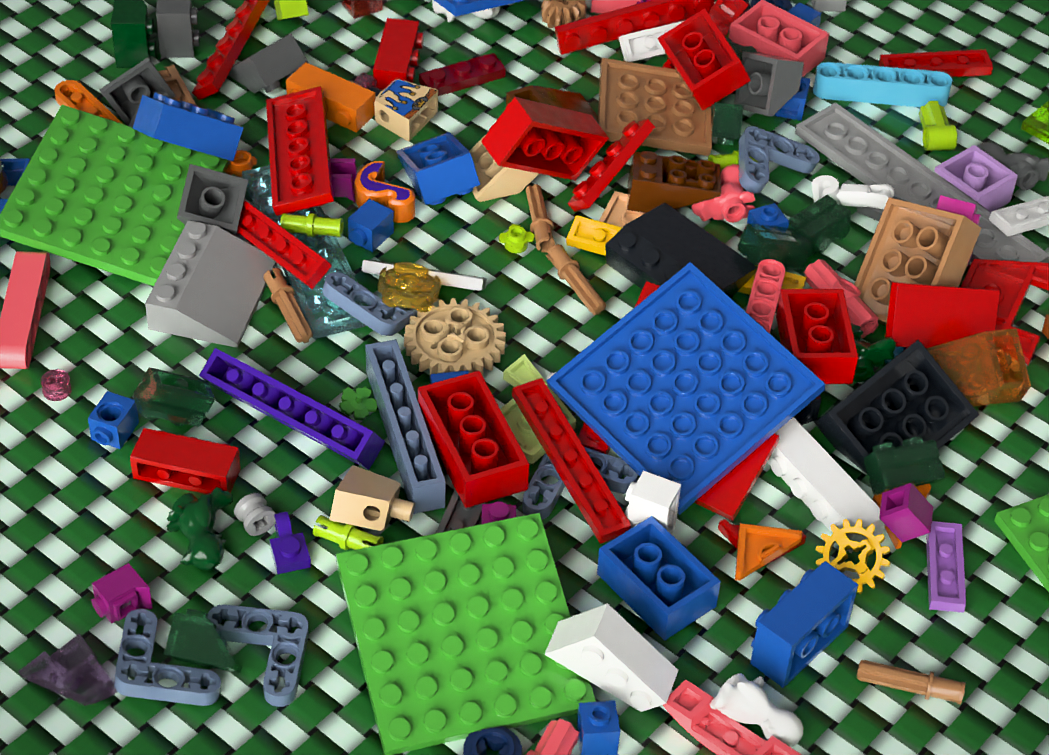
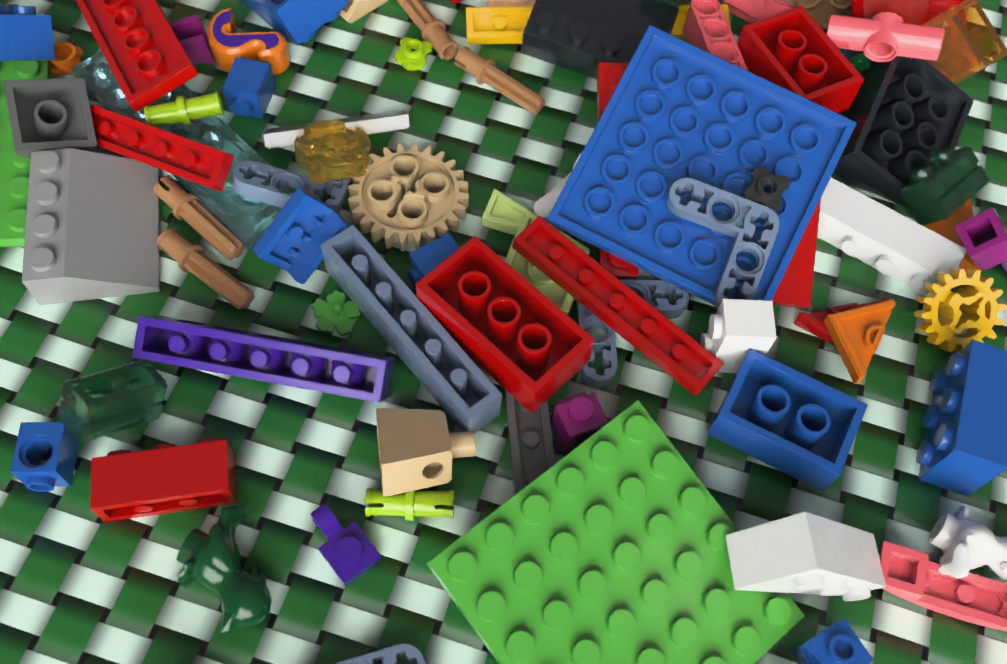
camera: 25 degrees left, 15 degrees up
(255, 514) = (284, 520): light grey wheel -> none
(271, 333) = (193, 260): none -> medium nougat axle
(350, 333) = (297, 233): none -> blue bracket
(689, 430) = (737, 227): none -> sand blue beam
(726, 417) = (776, 184): none -> pearl dark grey plate
(897, 332) = (885, 37): none -> coral piece

